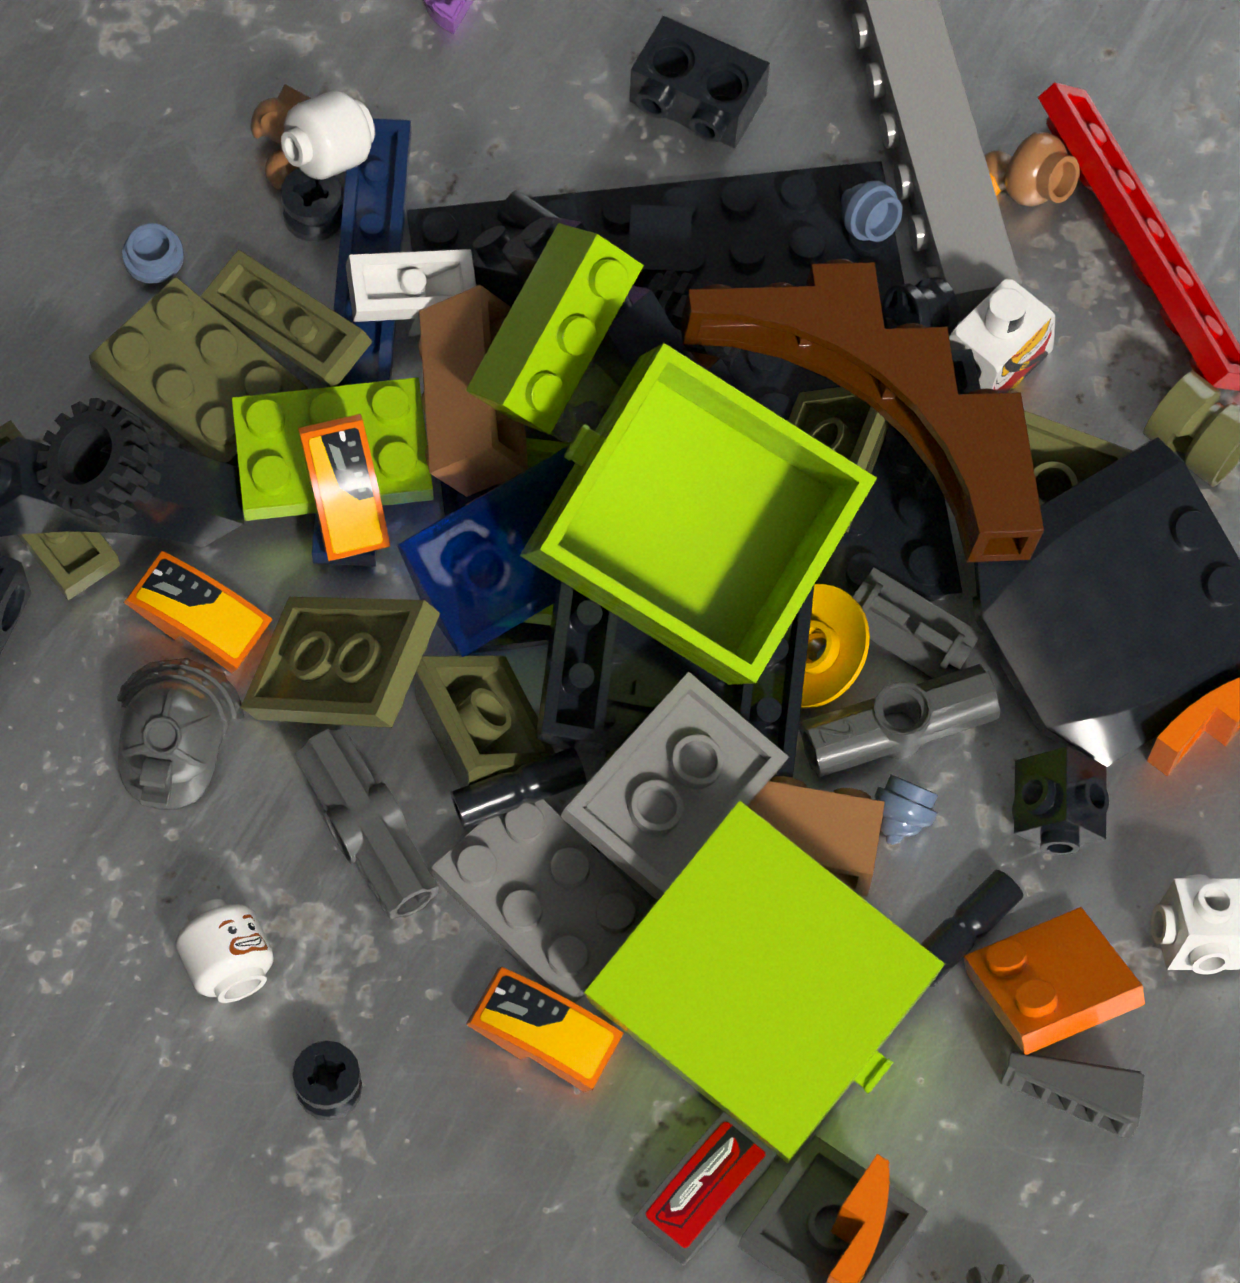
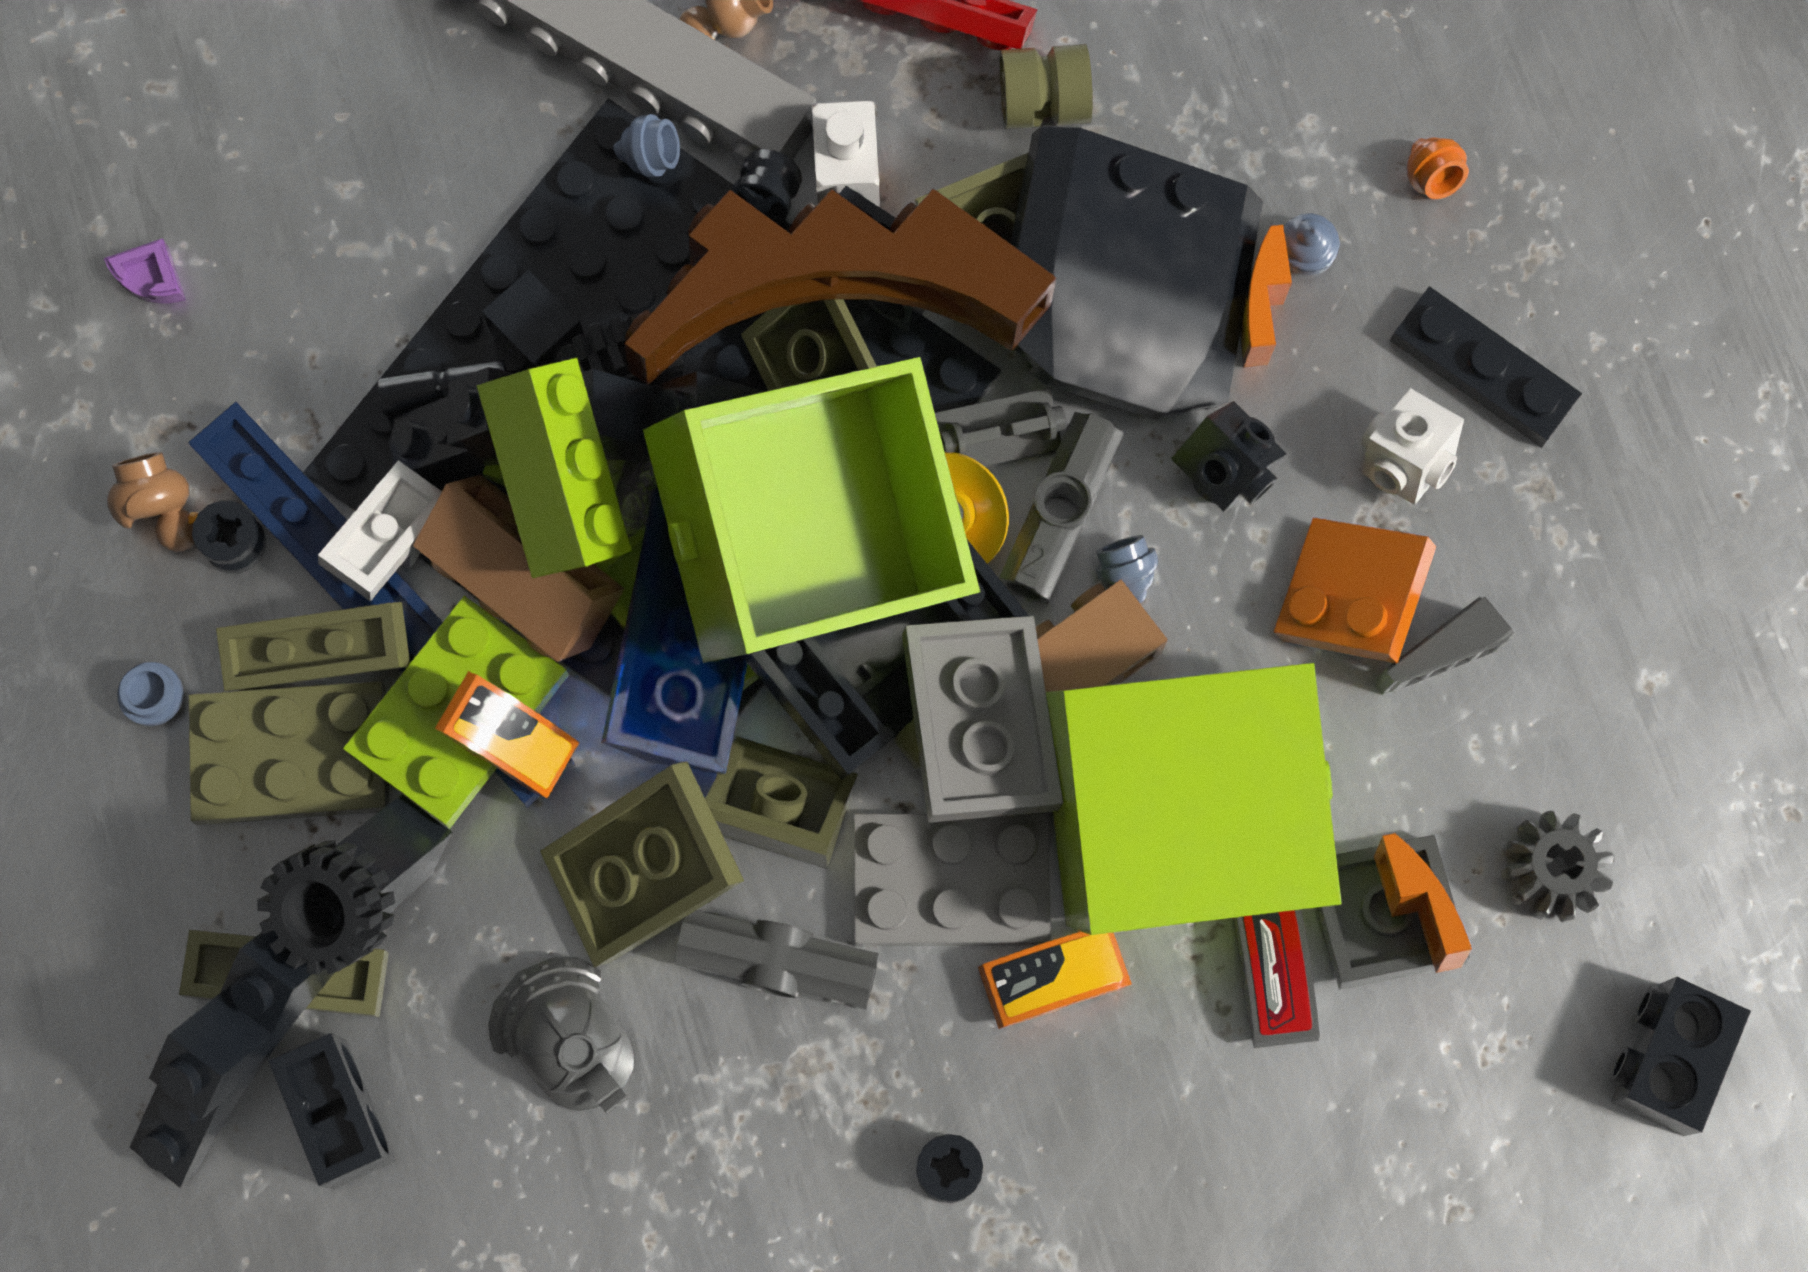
camera: 45 degrees left, 10 degrees up
(199, 610) = (485, 928): slope -> none
(224, 950) = (781, 1155): white head -> none
(327, 134) = (194, 476): white head -> none
(525, 785) = (864, 819): black piece -> none
(705, 71) = (413, 149): black brick -> none
(972, 920) = (1252, 601): black piece -> none

